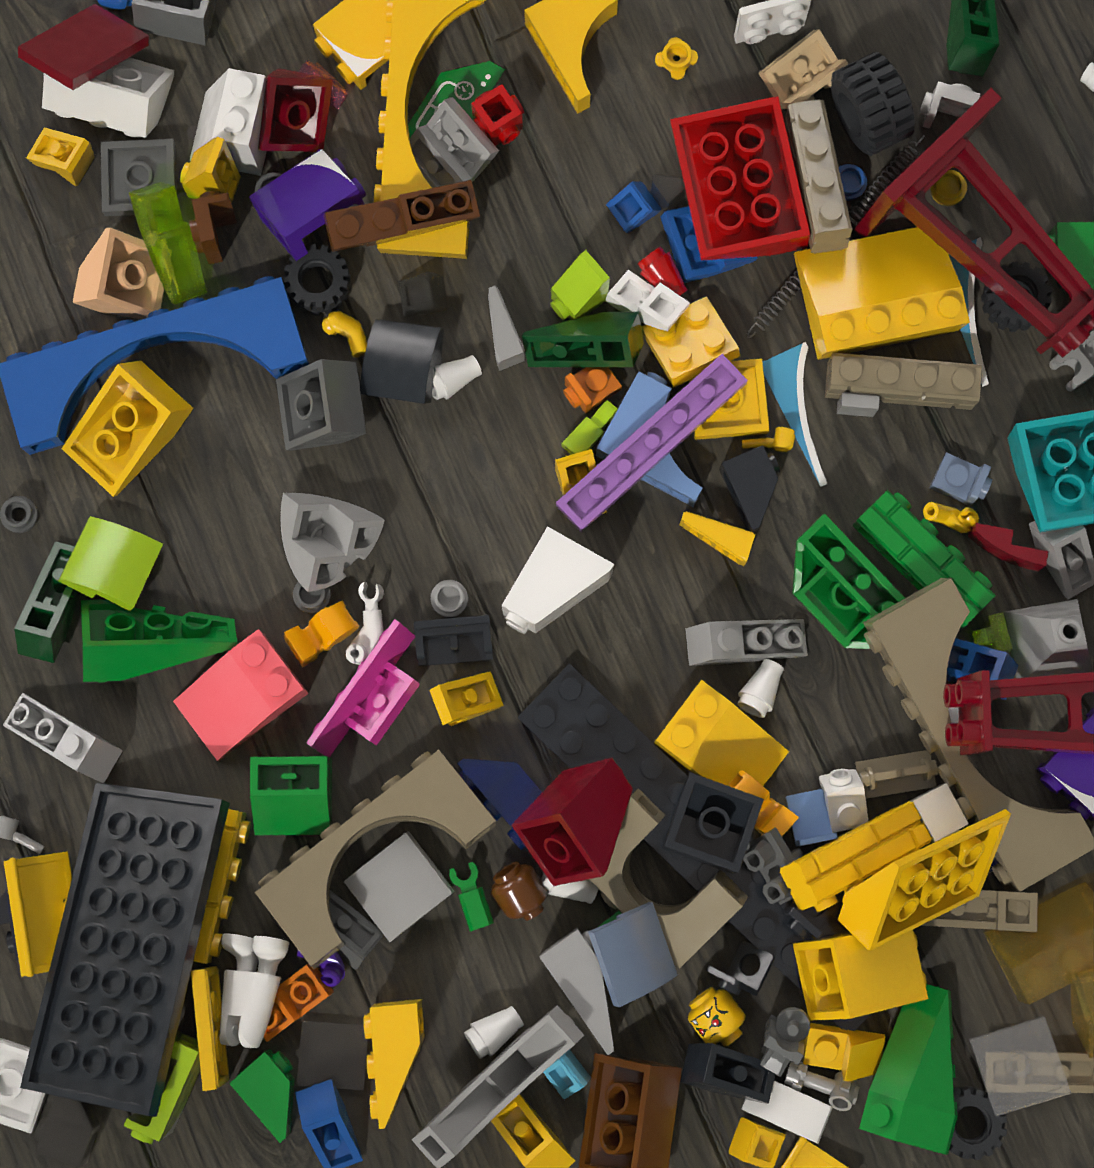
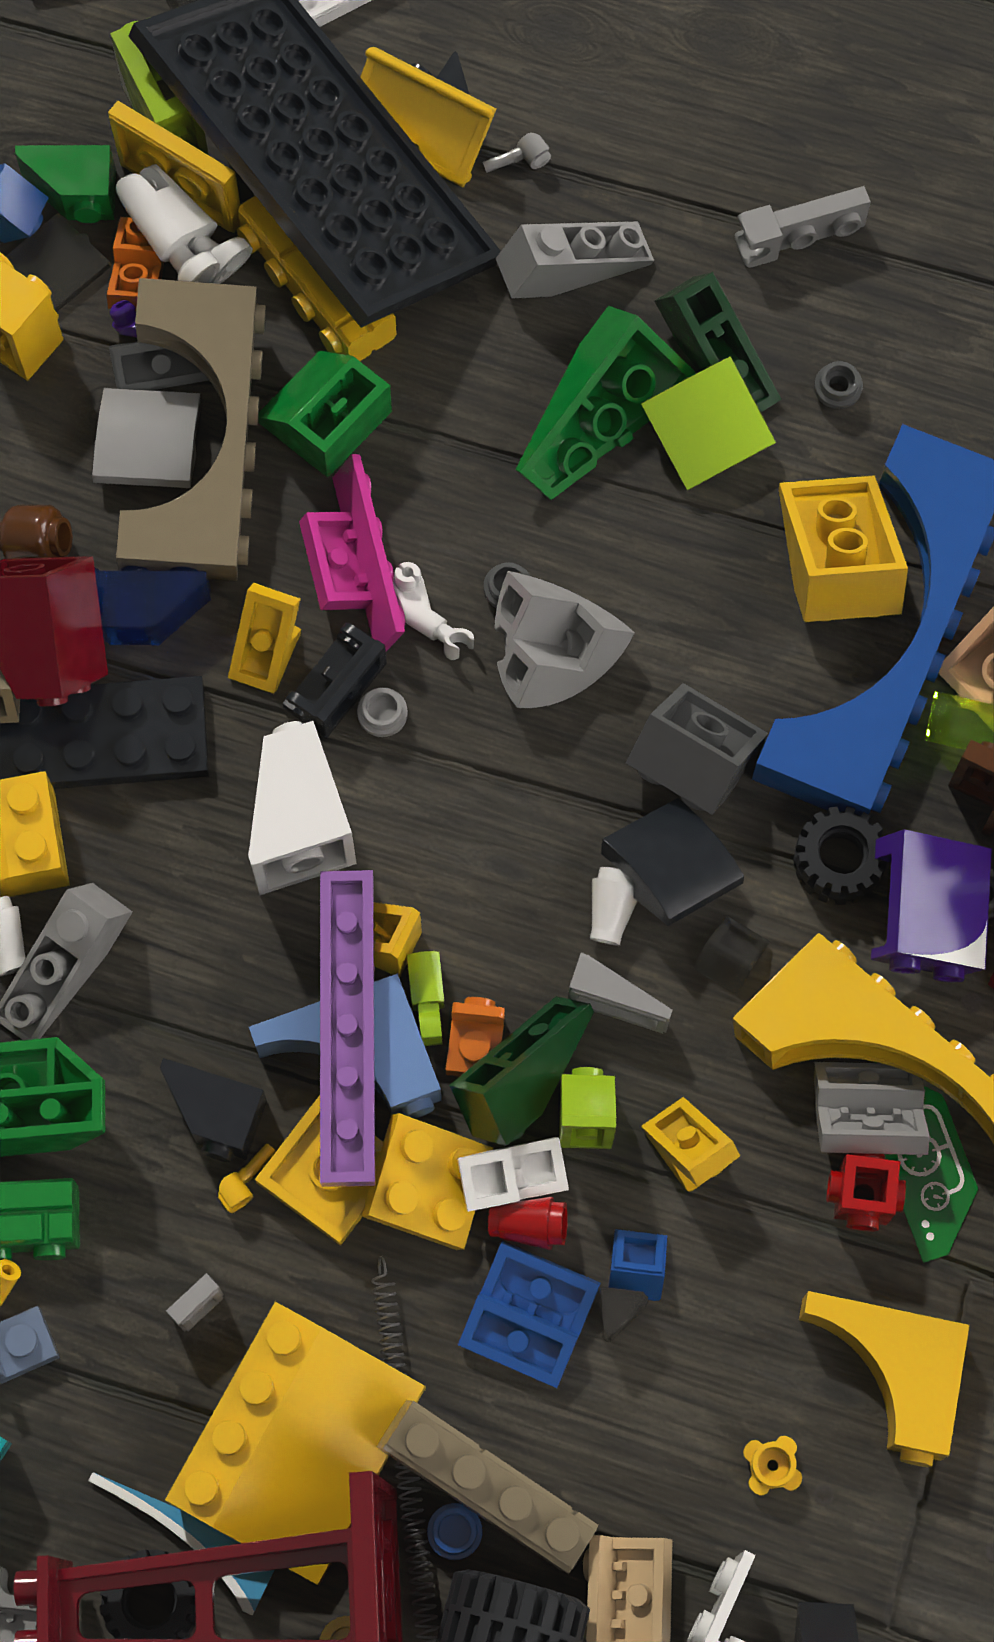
camera: 130 degrees right, 10 degrees down
(240, 695) = (466, 447): coral slope -> none
(322, 633) = (460, 562): light orange leg -> none
(348, 327) = (761, 845): yellow arm -> none
(401, 216) = (827, 971): reddish brown slope -> none
(472, 899) = (71, 493): green bar -> none
(550, 225) = (690, 1143): none -> yellow slope
(727, 539) = (190, 1030): yellow slope -> none
(741, 181) = (557, 1391): red slope -> none
(785, 379) = (296, 1258): dark azure sticker -> none
(905, 380) = (172, 1376): dark tan brick -> none

